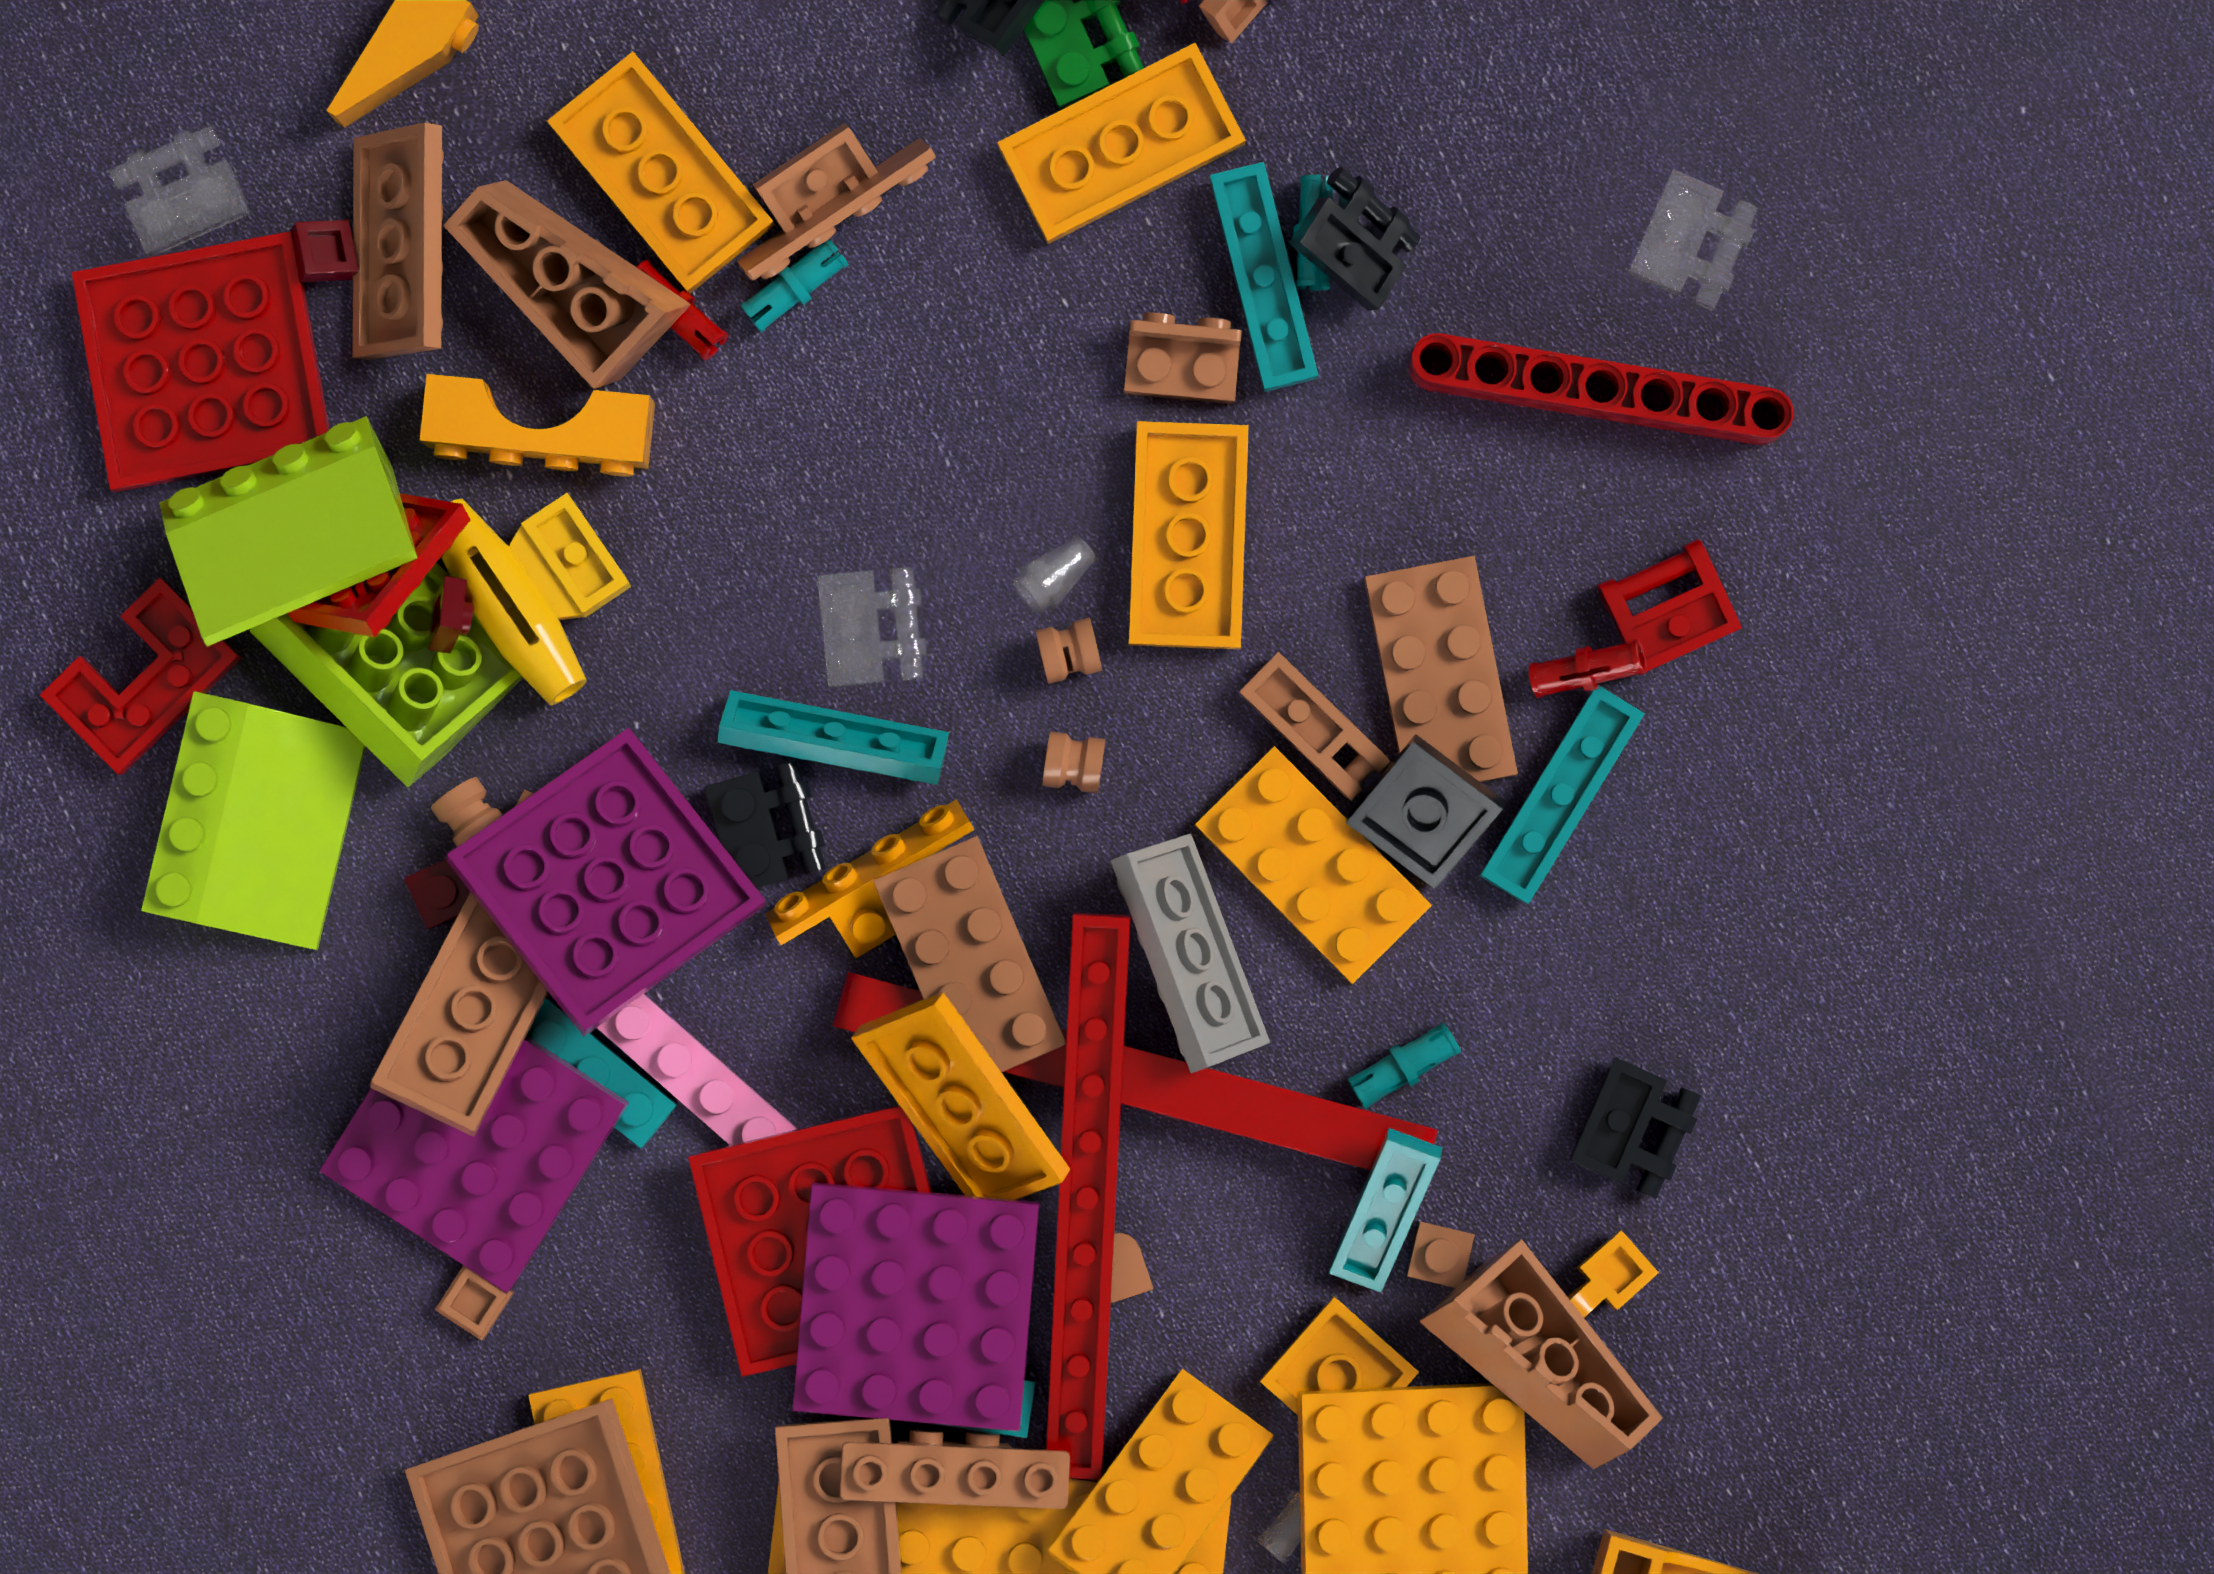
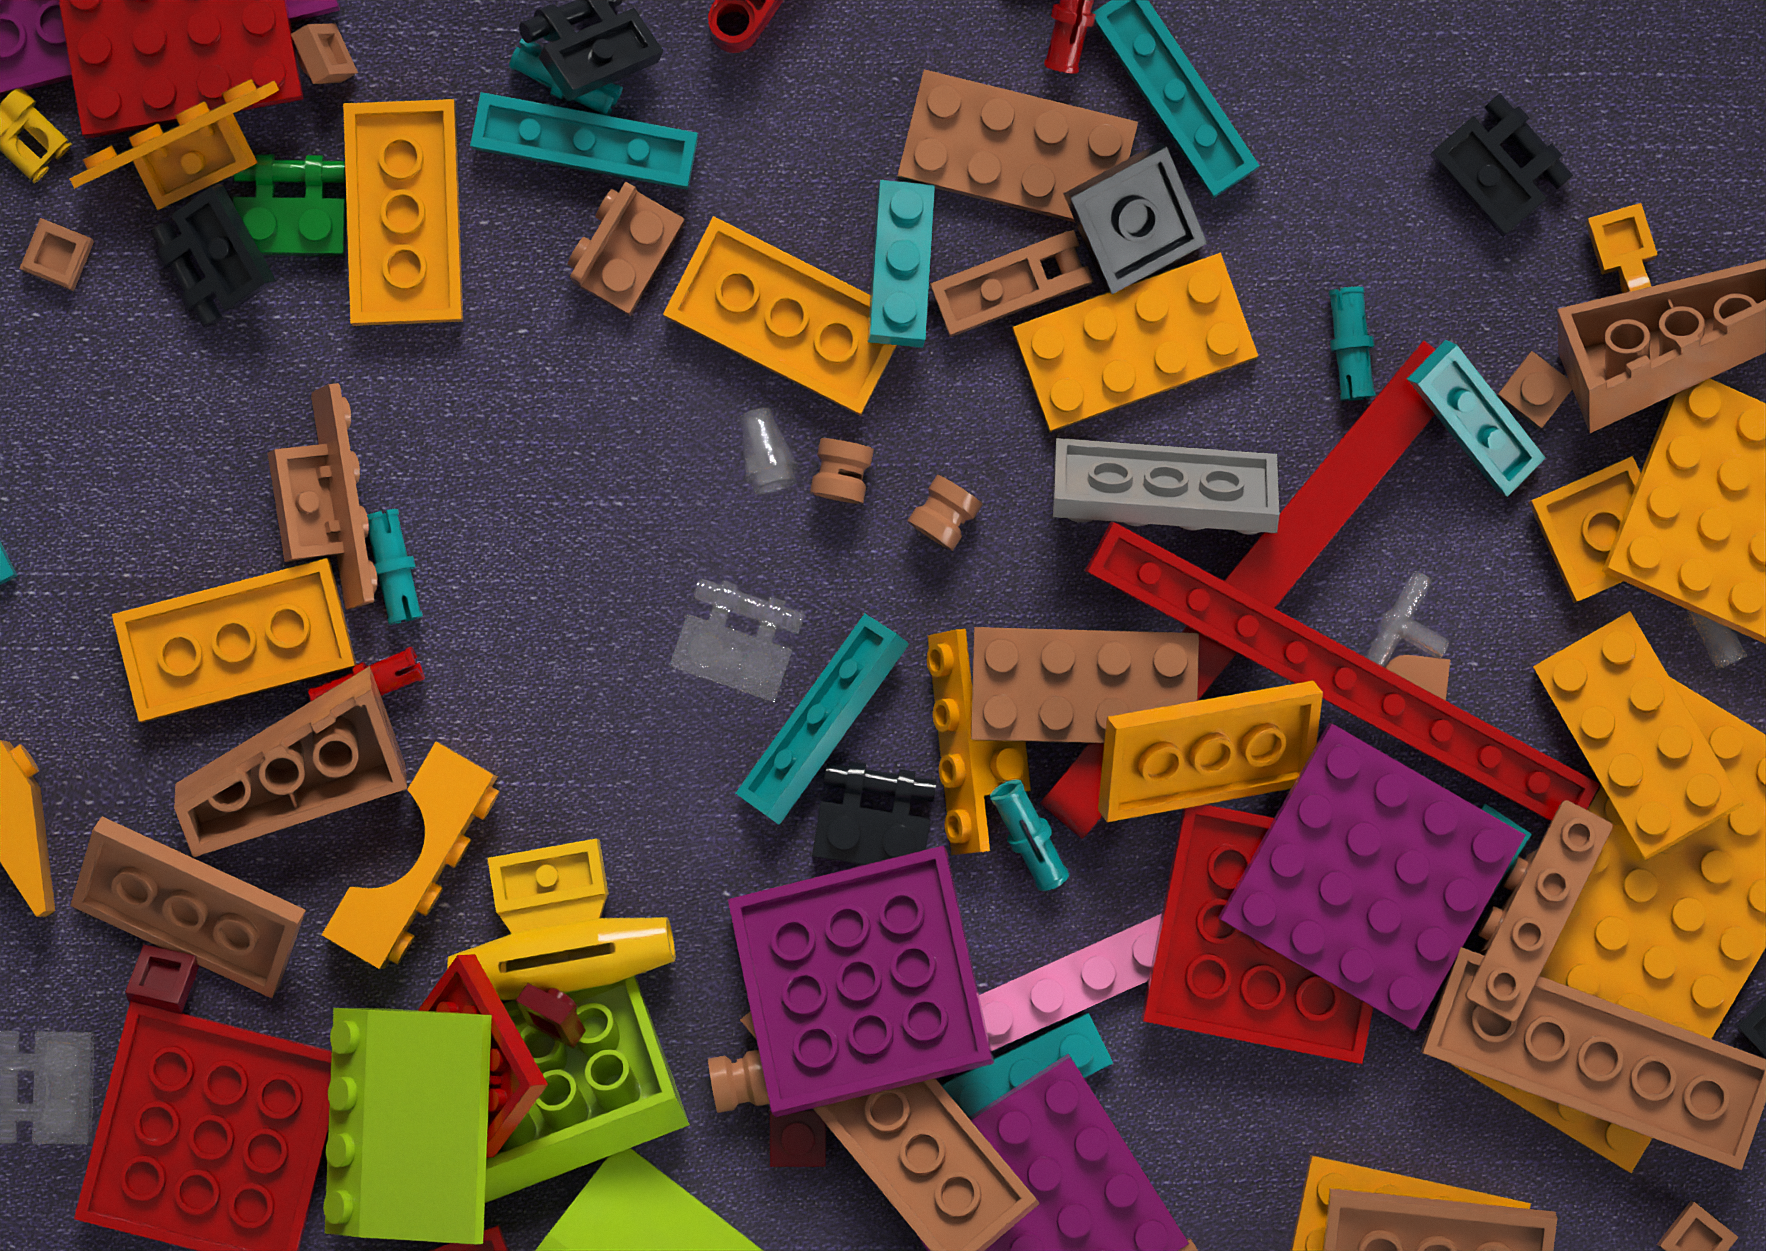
camera: 65 degrees left, 0 degrees up
(812, 975) = (1015, 806): none -> teal pin
(1164, 1227) = (1398, 625): none -> clear piece
(1284, 617) = (901, 263): none -> teal plate

